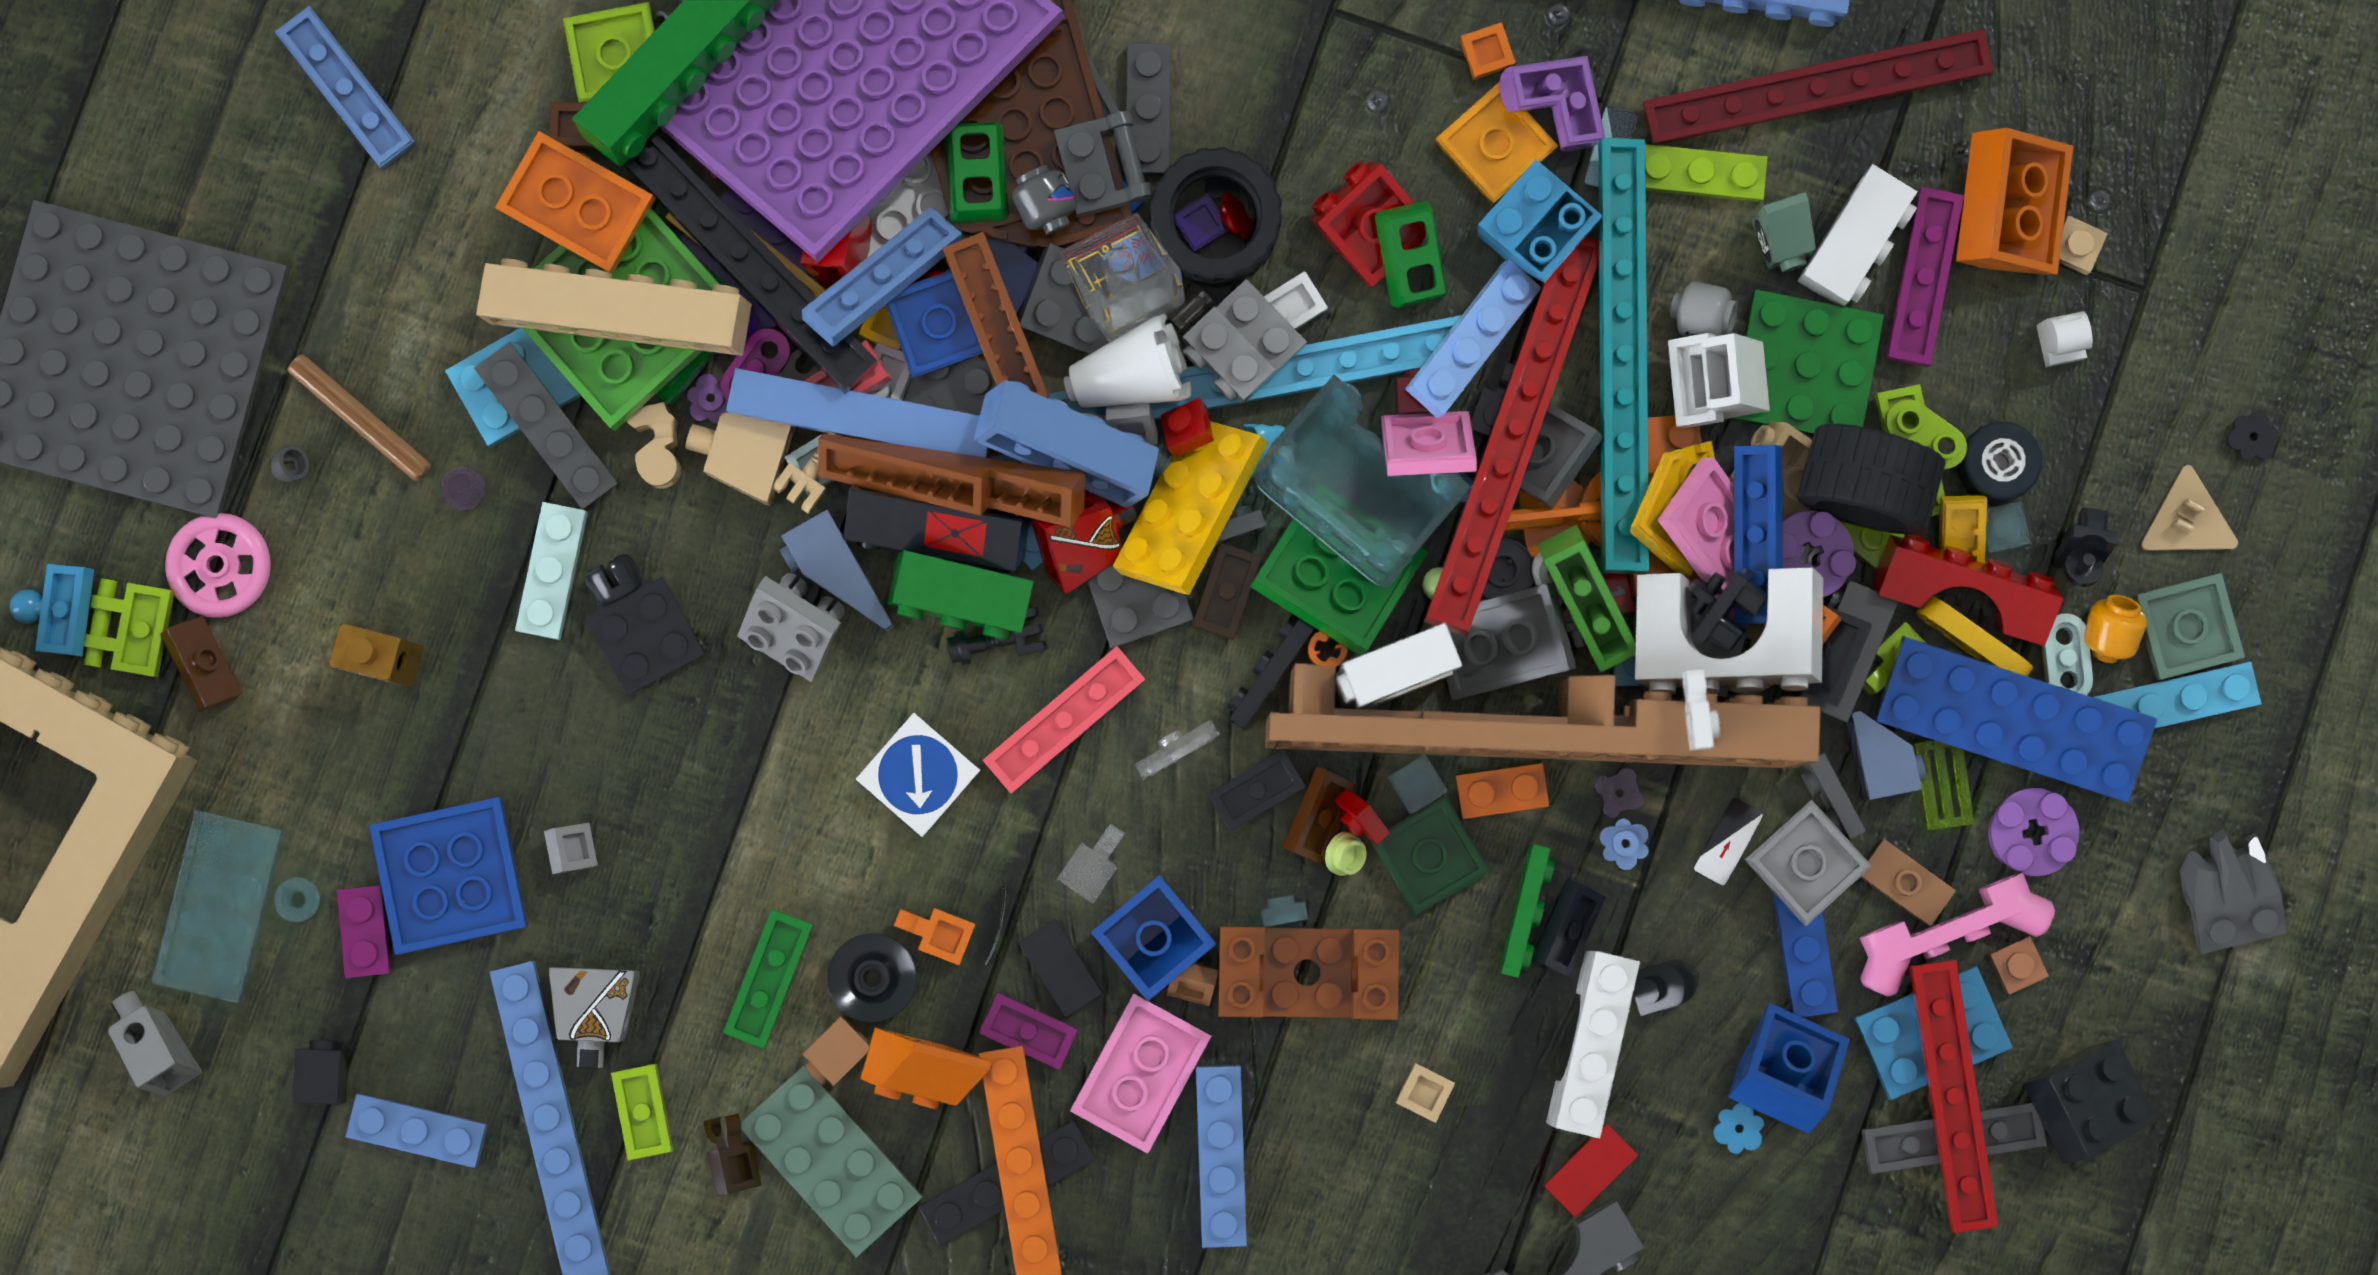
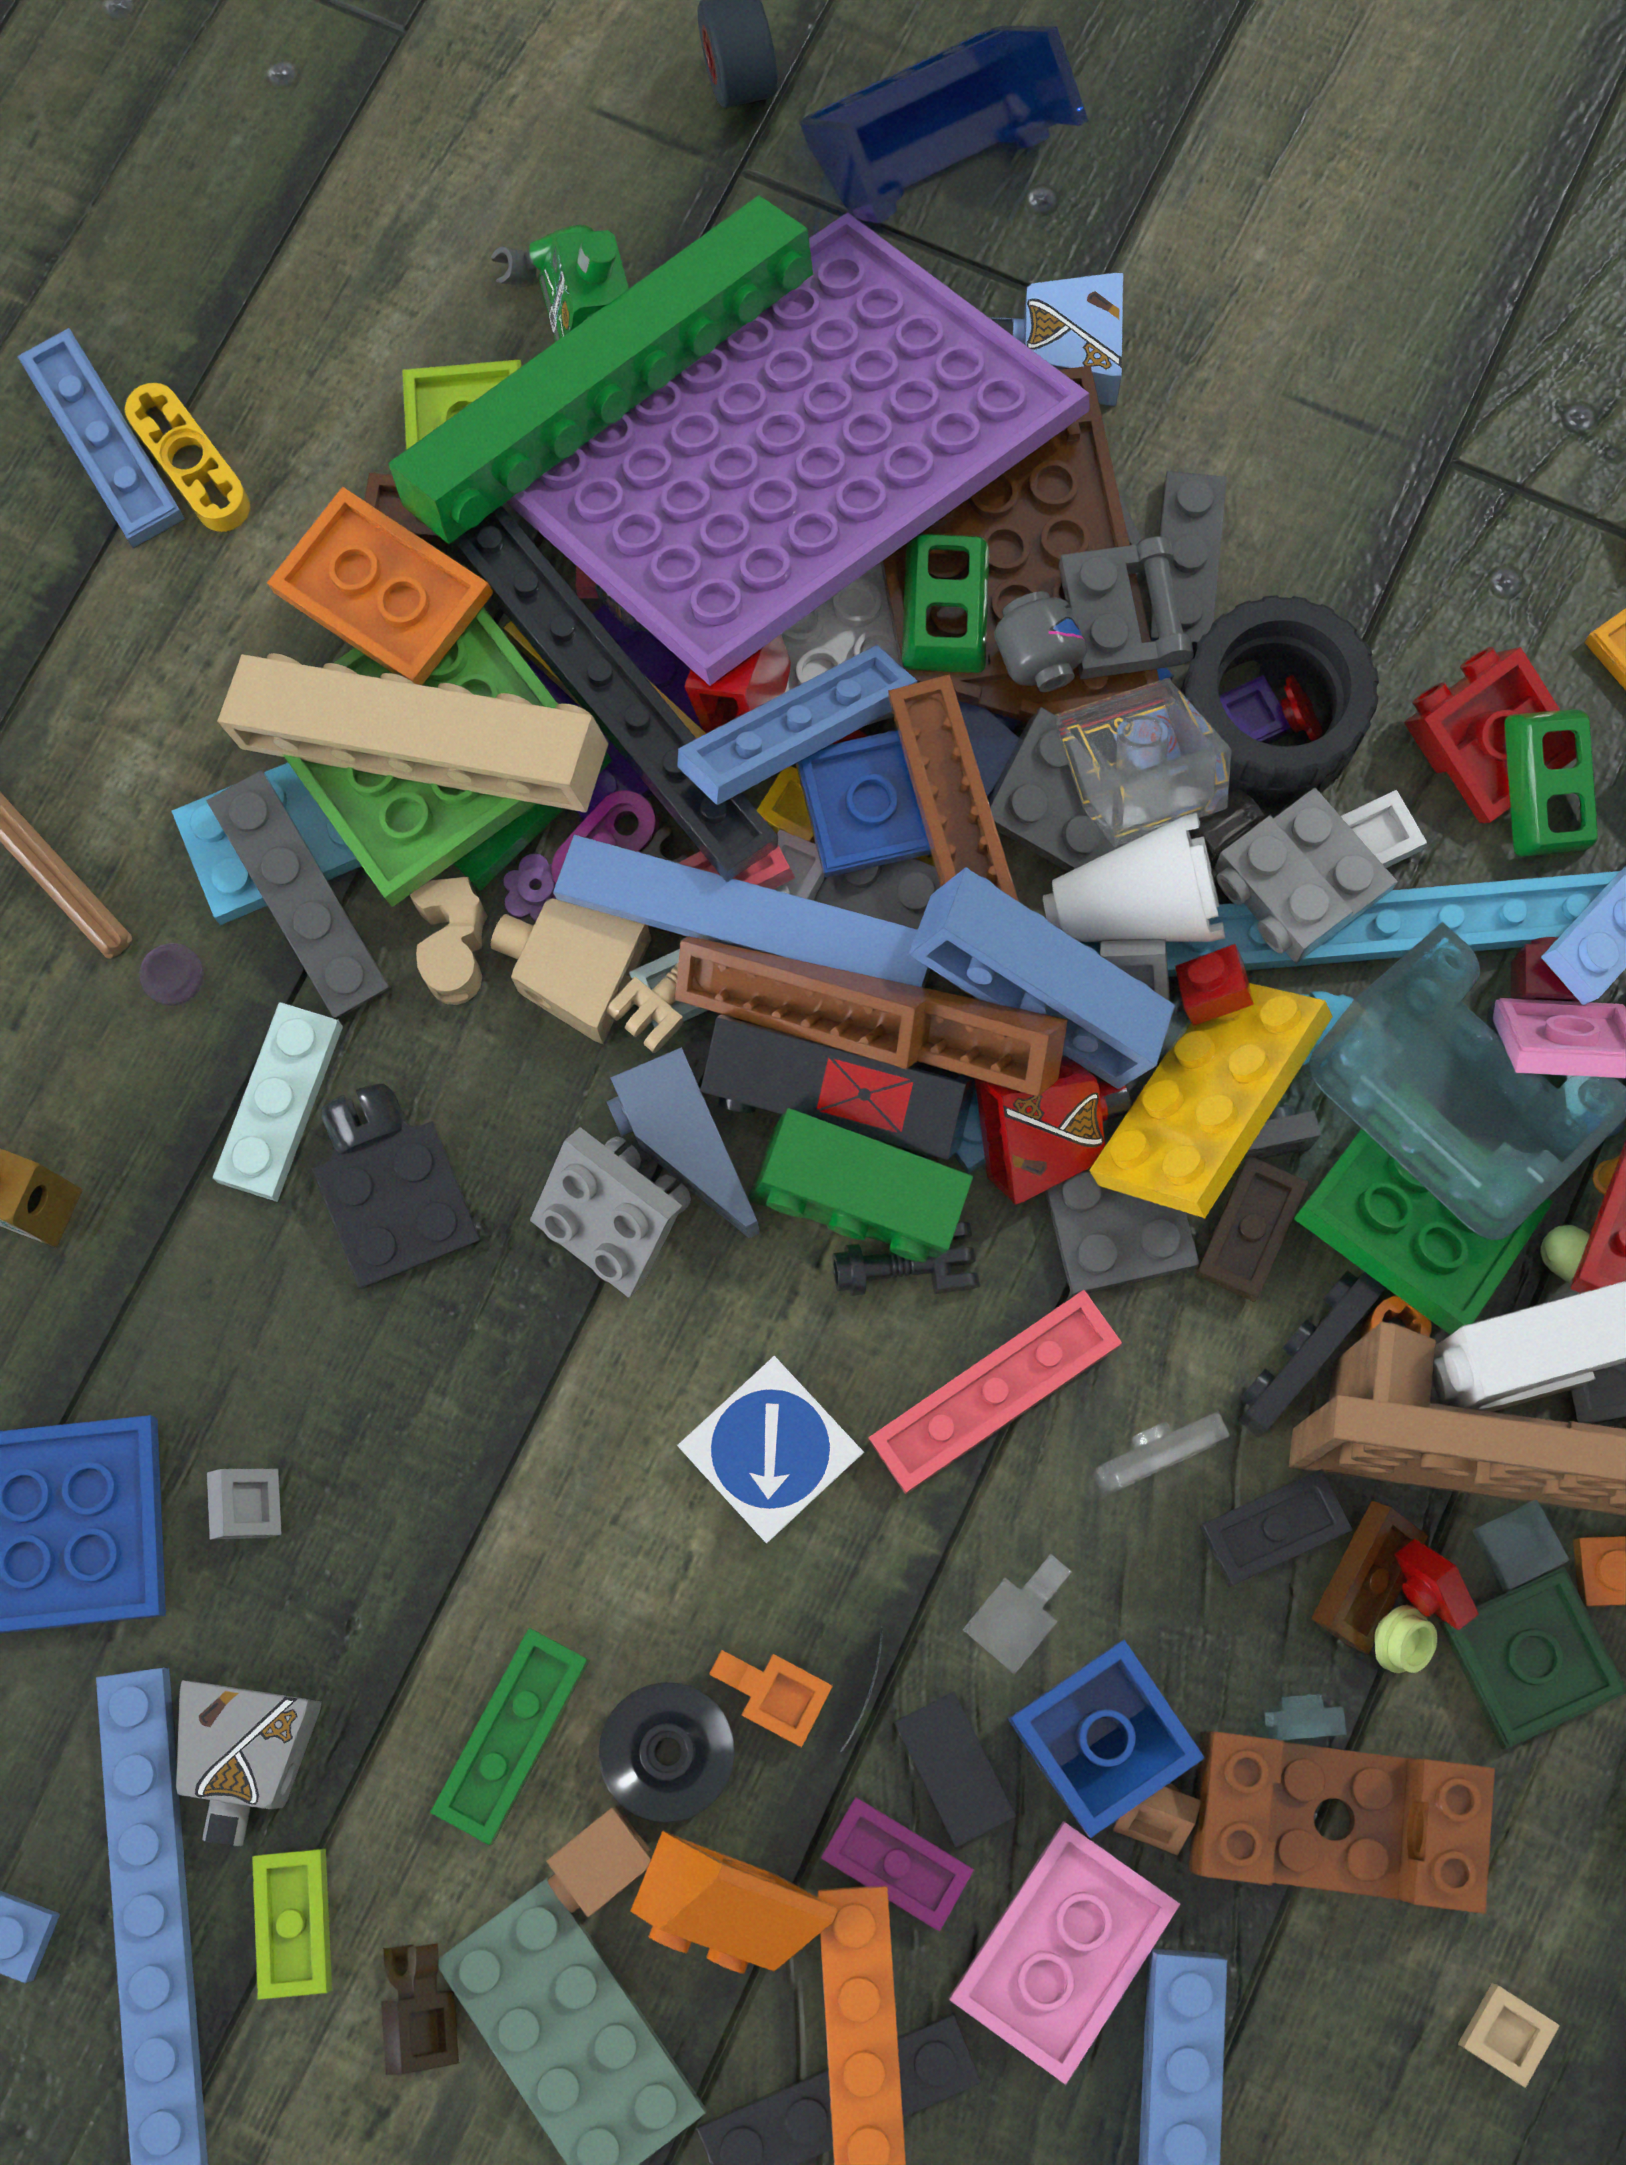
camera: 15 degrees right, 10 degrees down
(401, 67) = (183, 433): none -> yellow beam

